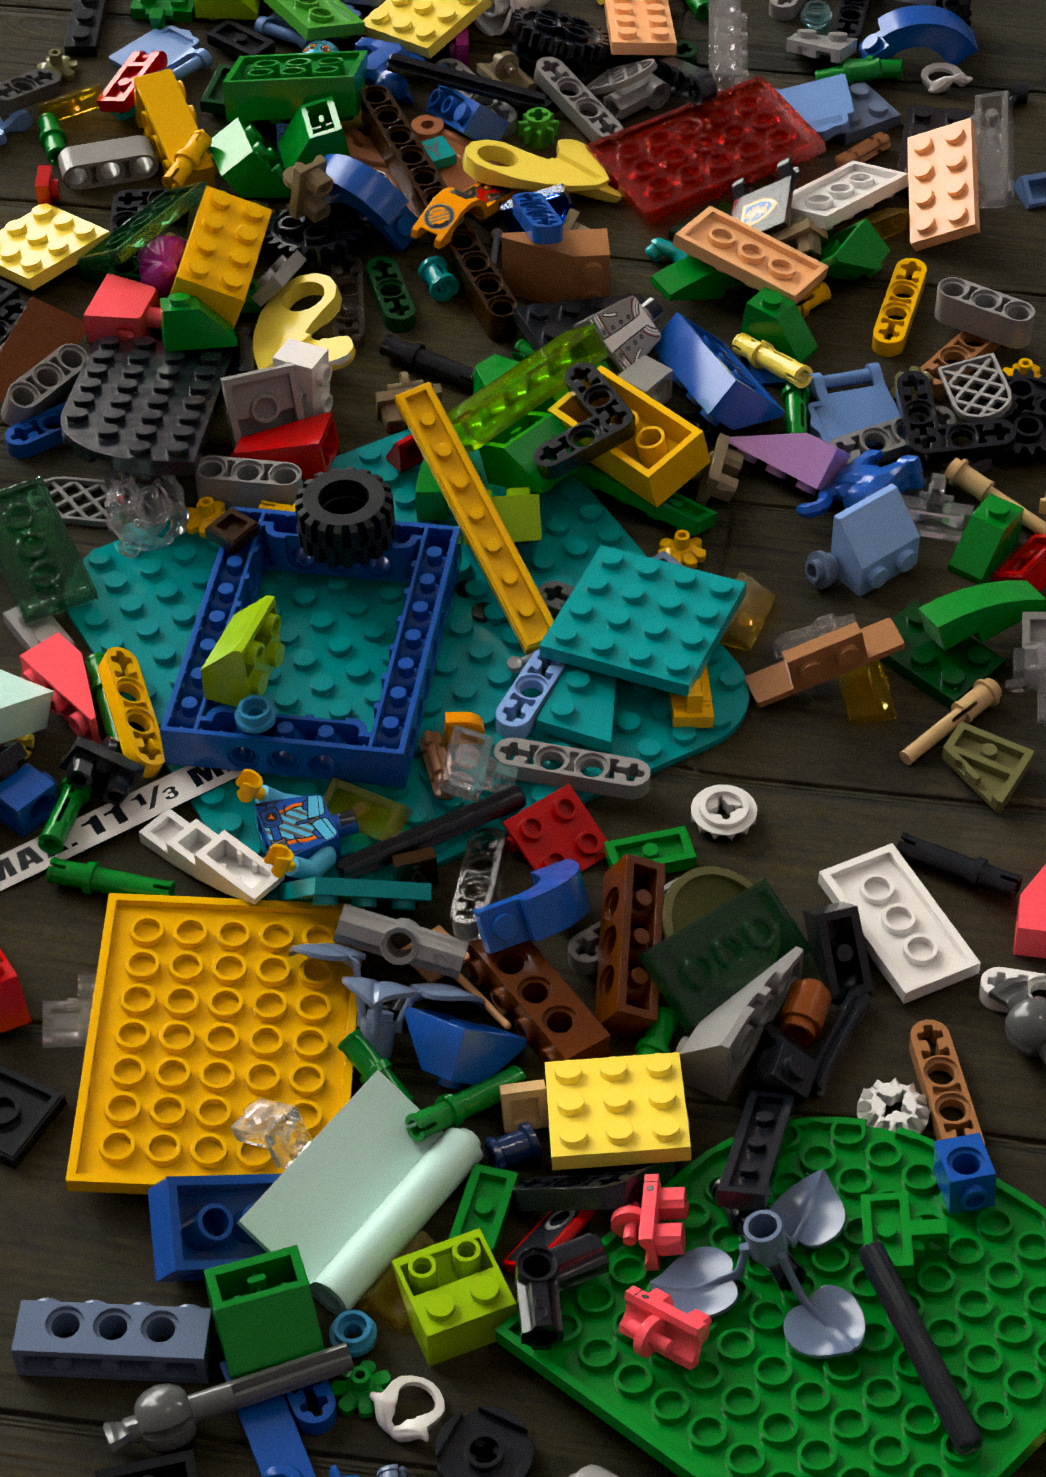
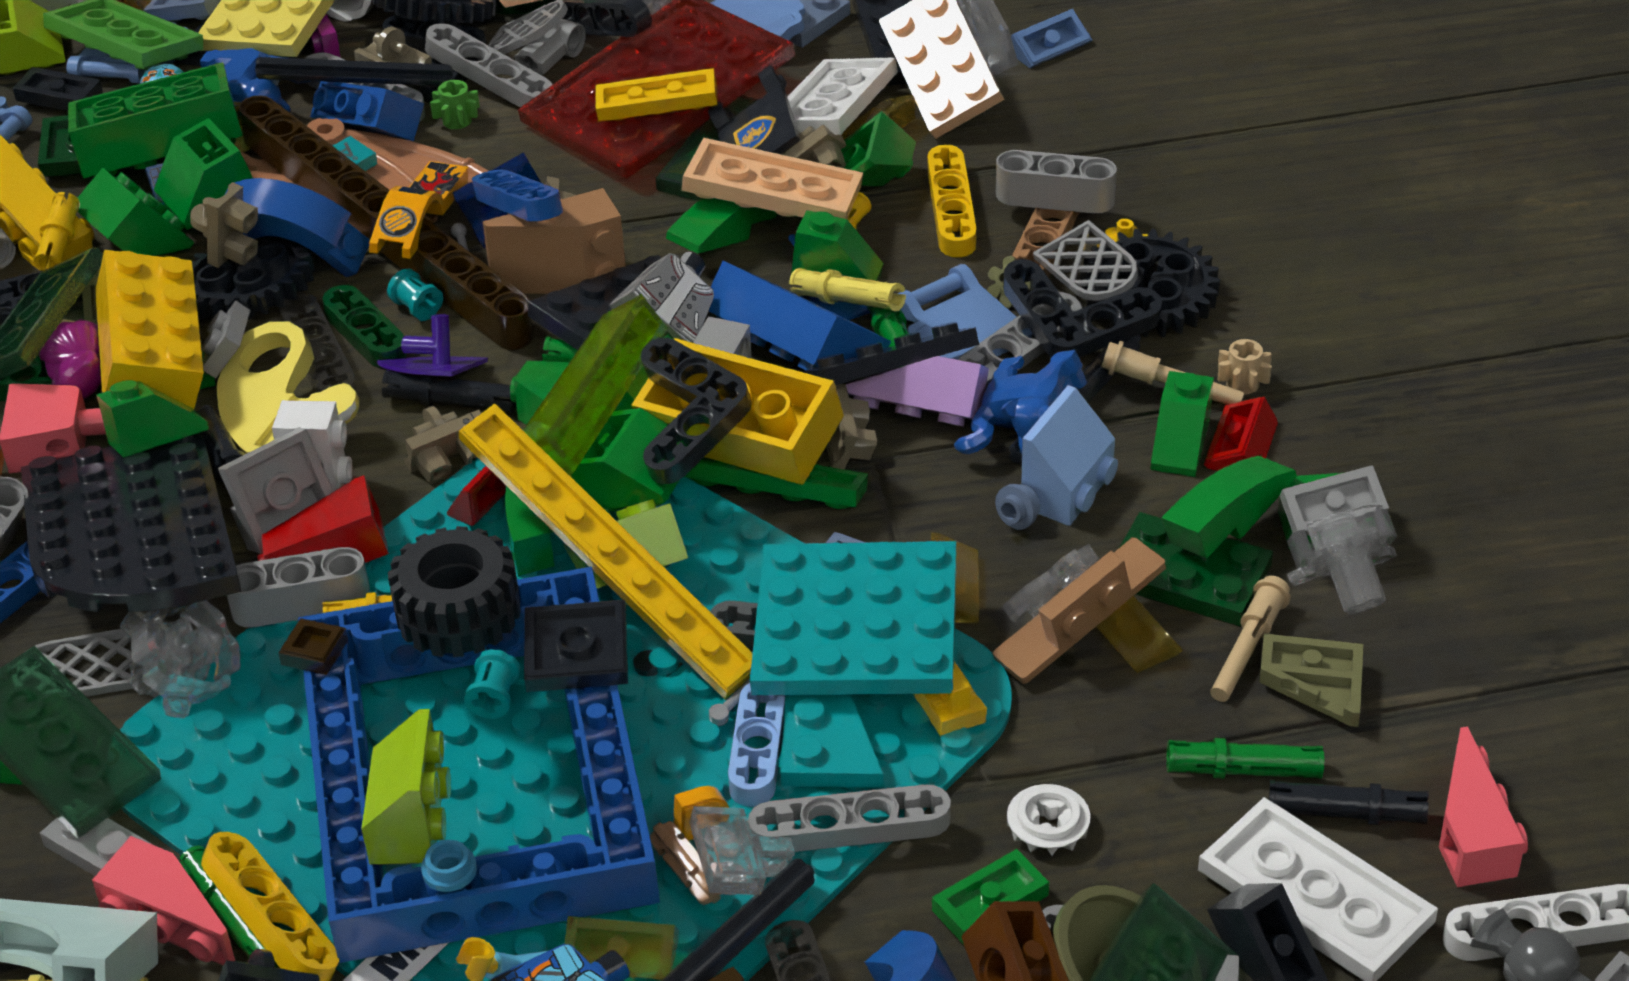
camera: 20 degrees left, 5 degrees down
(204, 514) = (260, 640): yellow plant -> none
(343, 593) = (492, 684): none -> teal bush
(419, 582) = (575, 646): none -> black tile
(431, 337) = (439, 345): none -> dark purple shield
(532, 173) = (478, 152): light yellow animal -> none
(555, 831) = (867, 903): red hinge -> none
(661, 247) = (671, 201): teal arm -> none
(684, 549) = (846, 521): yellow plant -> none
(693, 159) = (656, 95): none -> yellow plate
(789, 422) = (907, 350): none -> black plate
(864, 150) = (829, 47): medium nougat axle -> none
(887, 808) = (1248, 759): none -> green pin
(936, 513) = (1121, 408): clear hinge -> none

